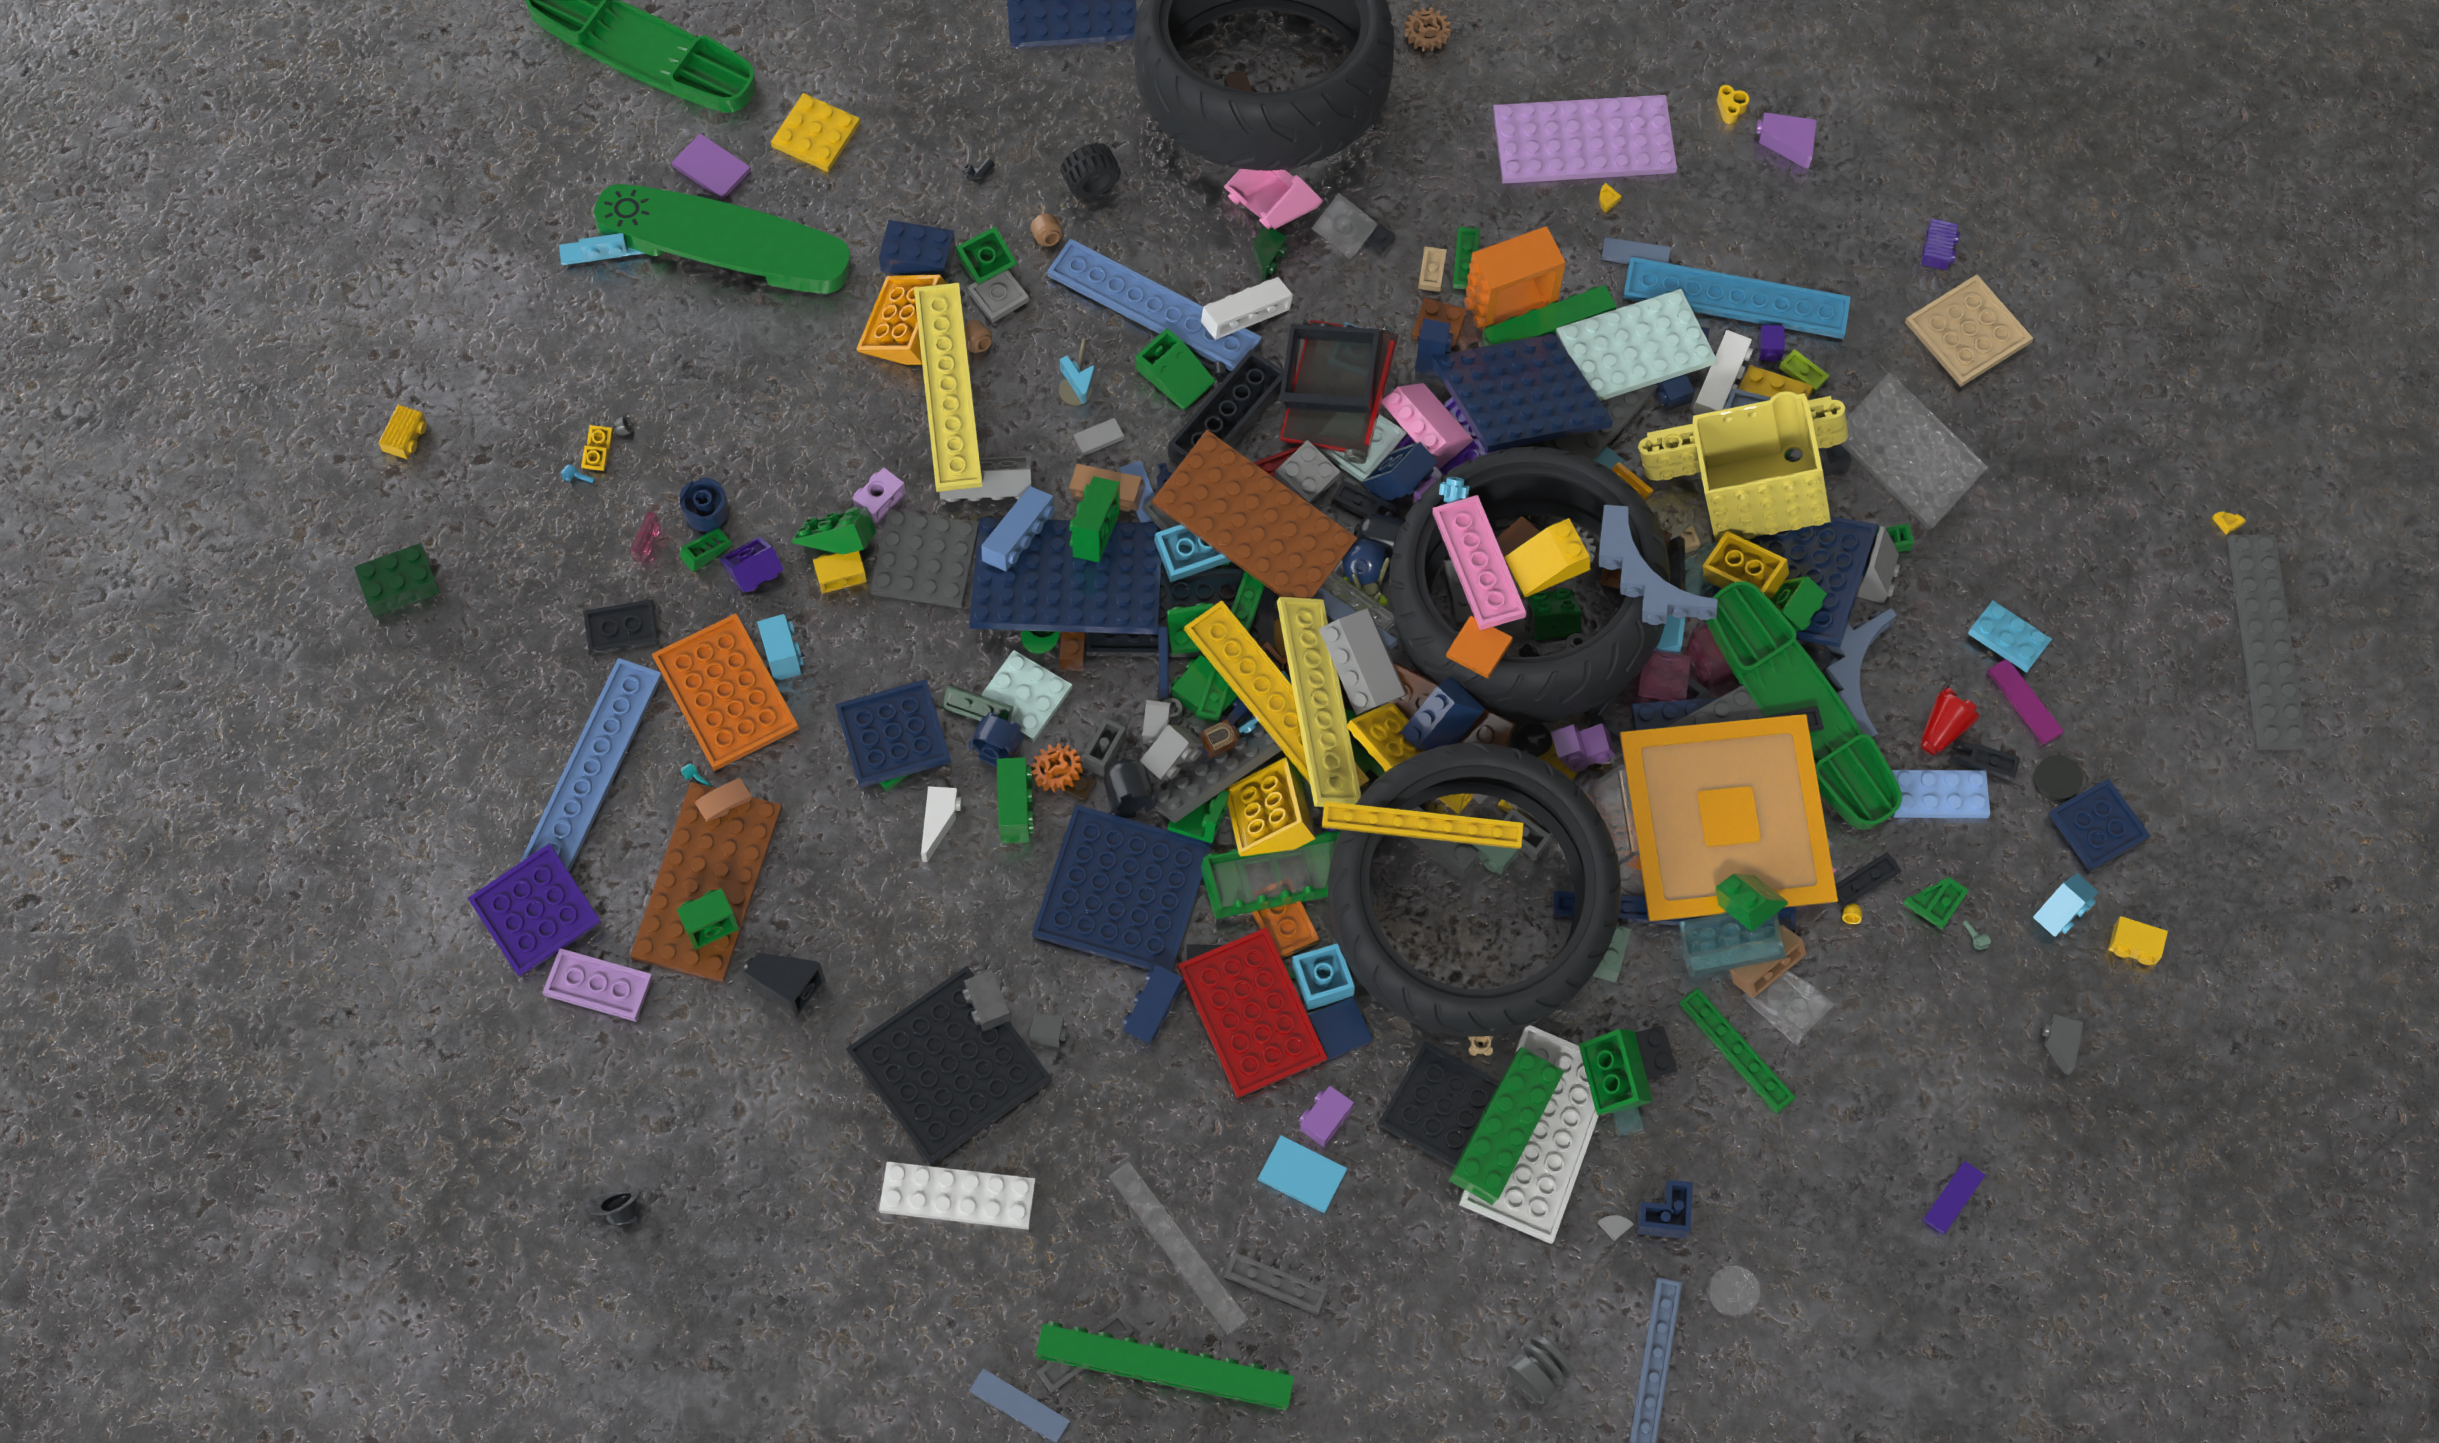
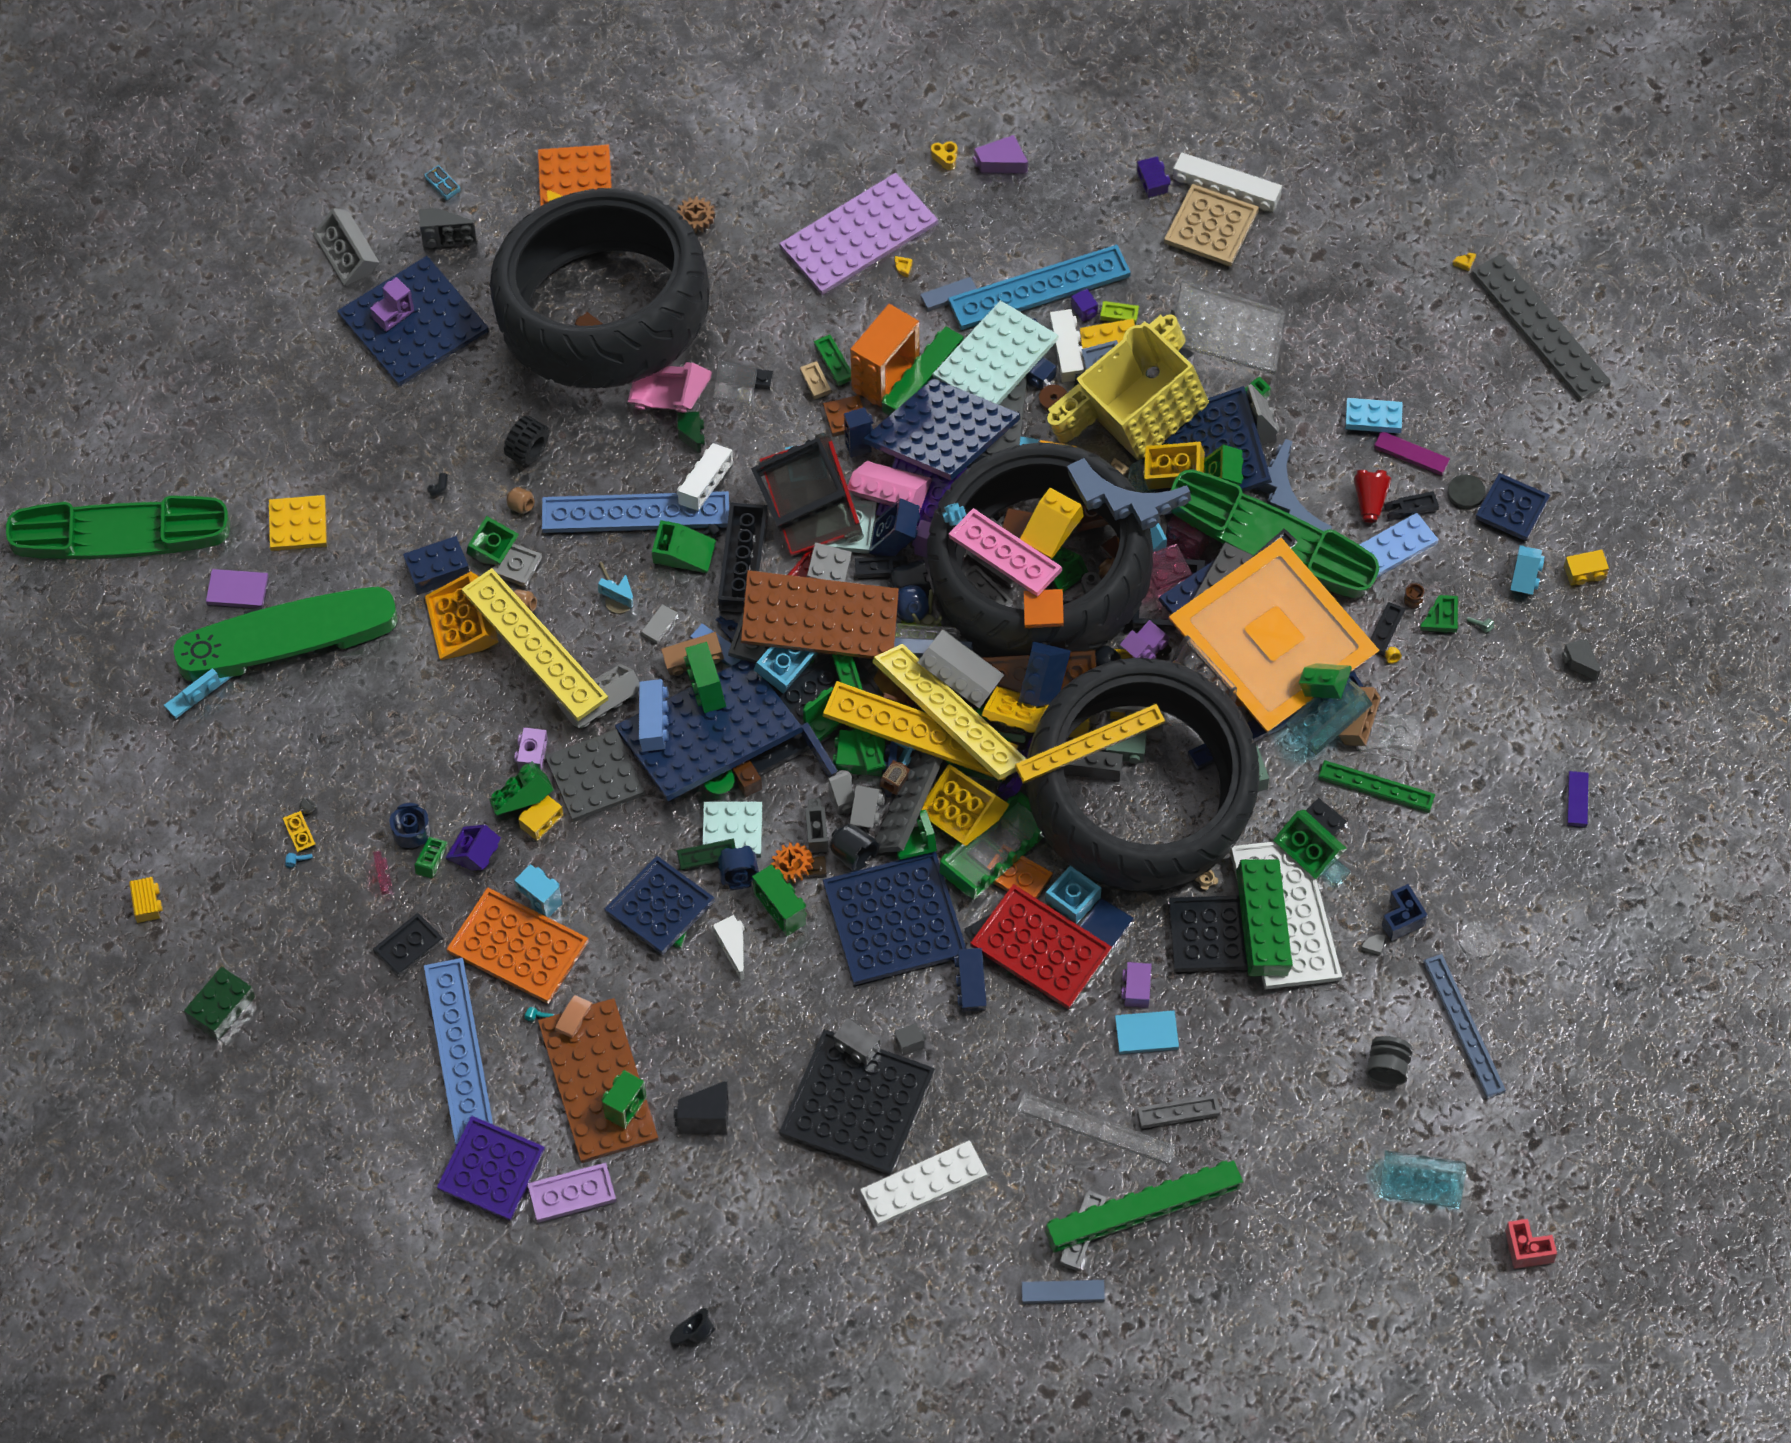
camera: 30 degrees left, 5 degrees down
(1669, 416) = (1049, 392): none -> reddish brown piece
(1922, 856) = (1414, 595): none -> reddish brown wheel
(2017, 293) = (1227, 181): none -> white brick

